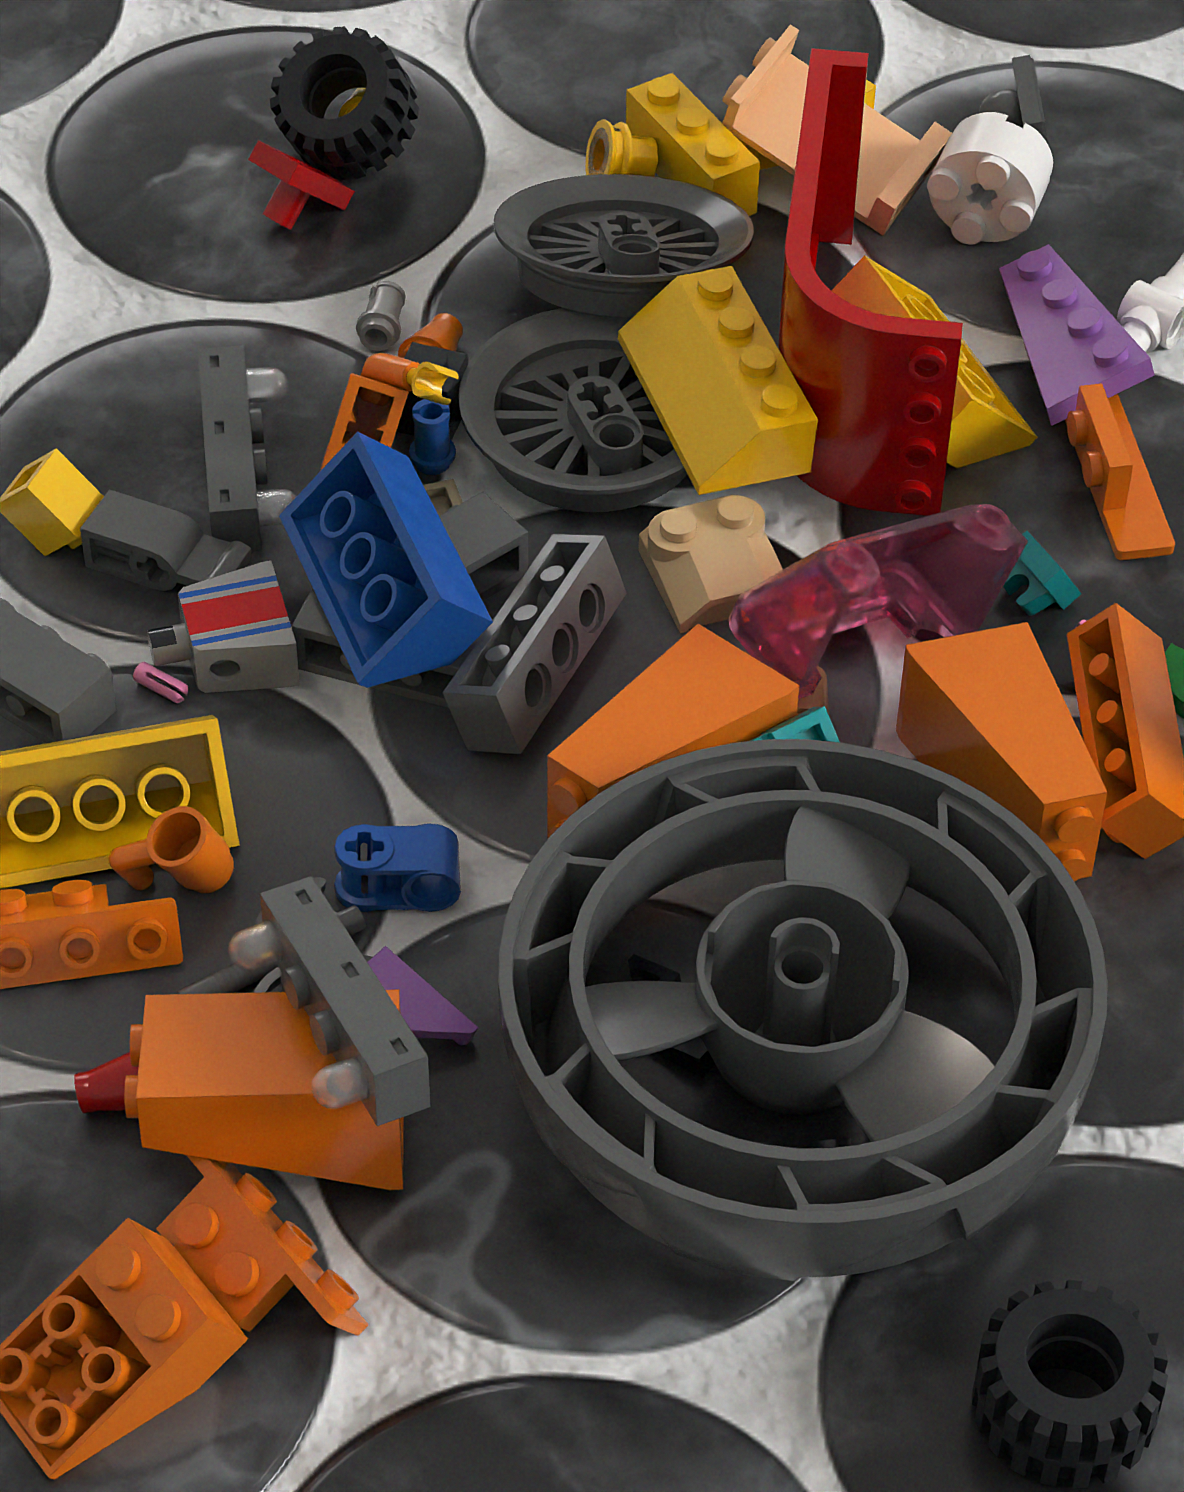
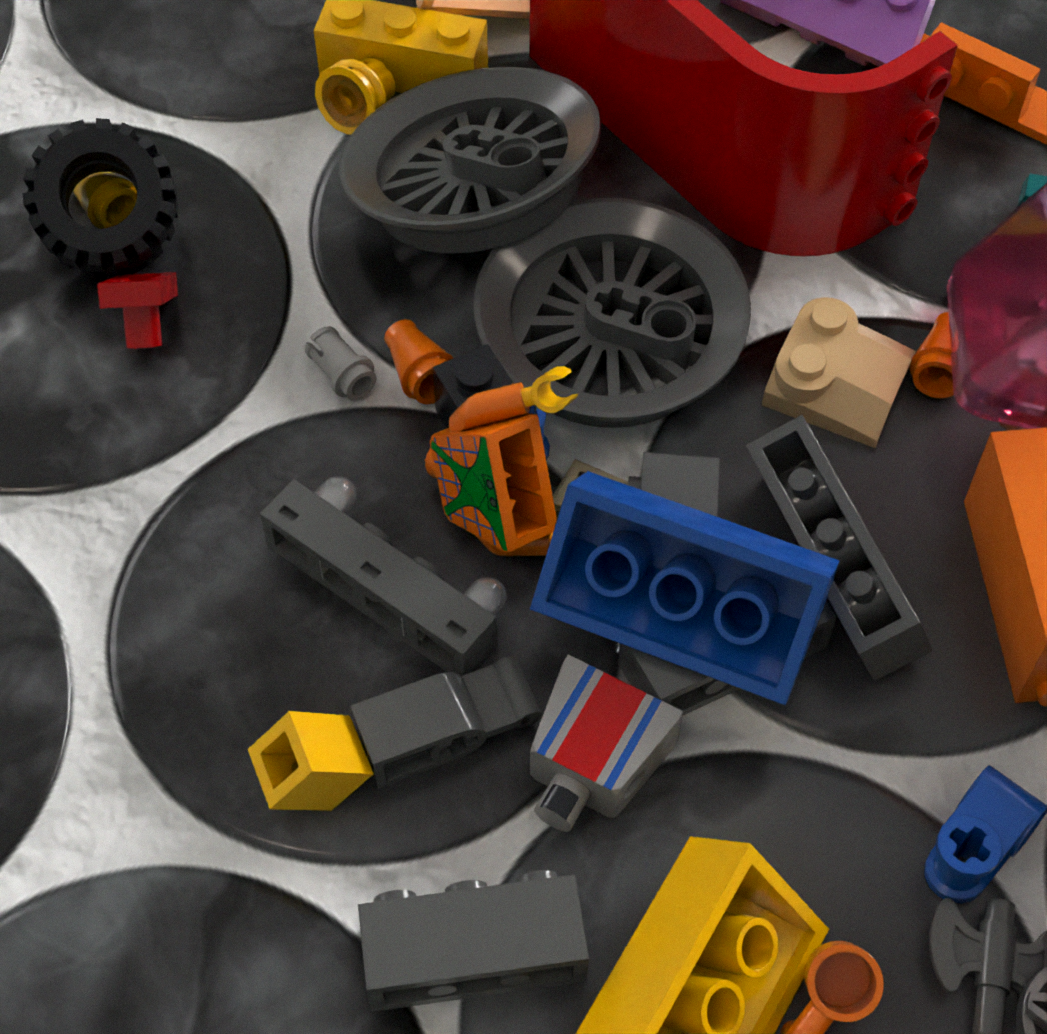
camera: 45 degrees left, 10 degrees up
(145, 675) = (563, 849): bright pink piece -> none
(720, 383) = (708, 219): yellow slope -> none

